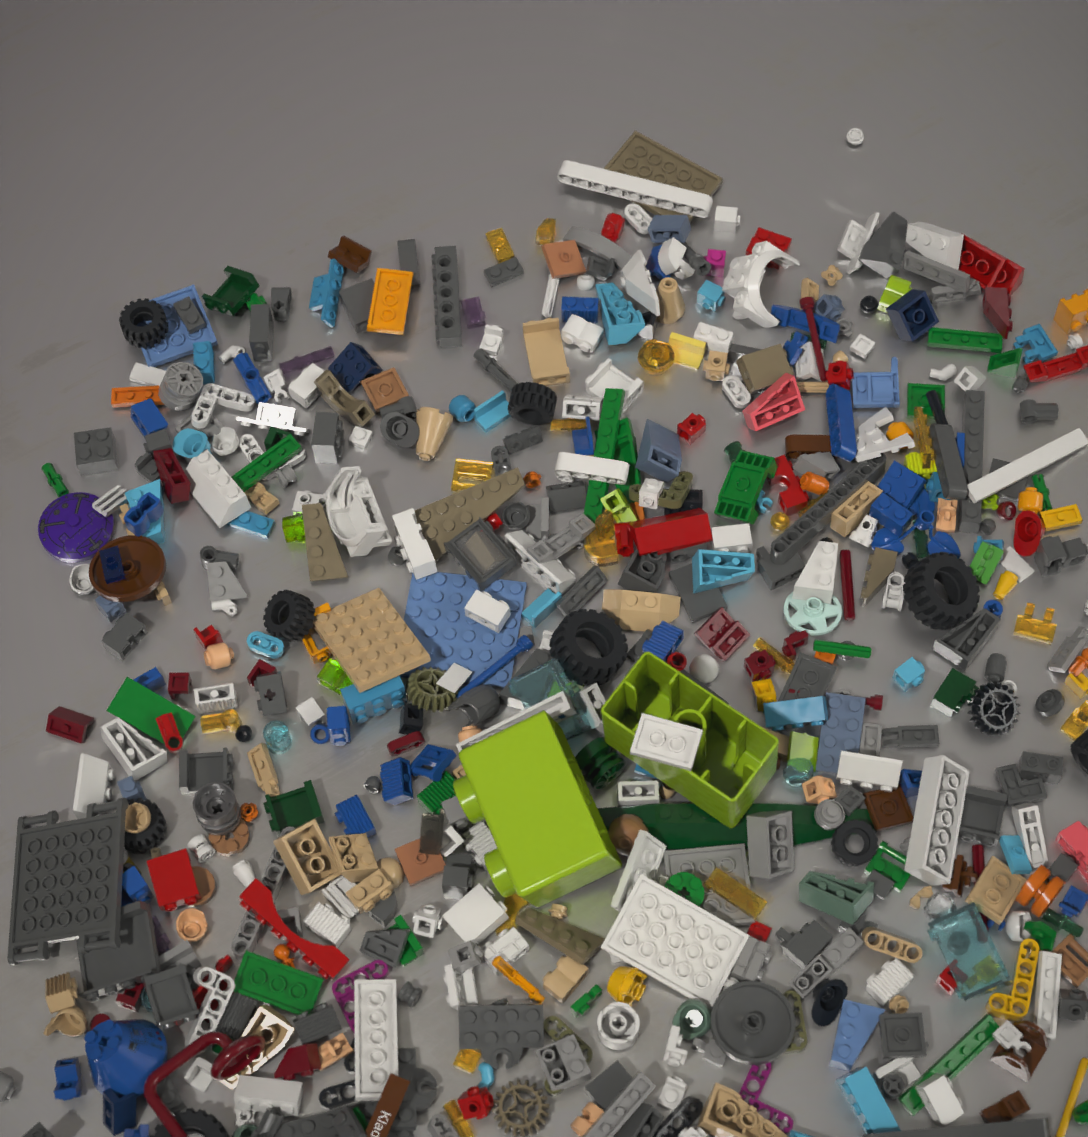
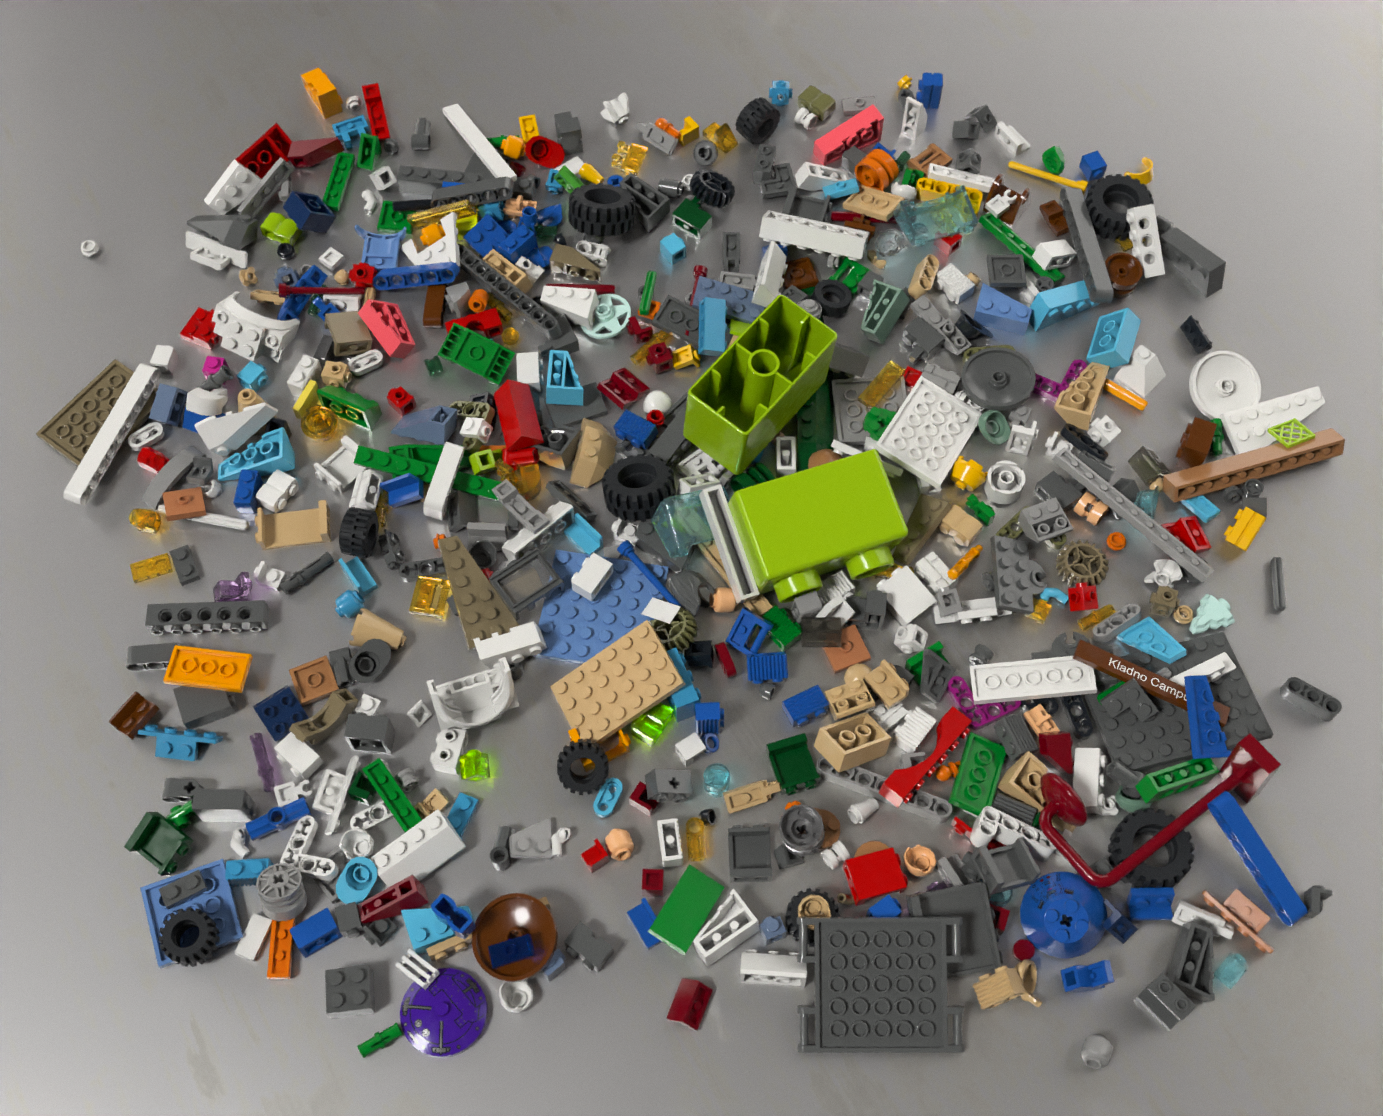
camera: 90 degrees left, 0 degrees up
(169, 731) = (711, 887): red piece -> none
(321, 547) = (503, 737): dark tan wing -> none
(666, 742) = (782, 378): white plate -> none
(680, 381) = (350, 406): none -> green slope

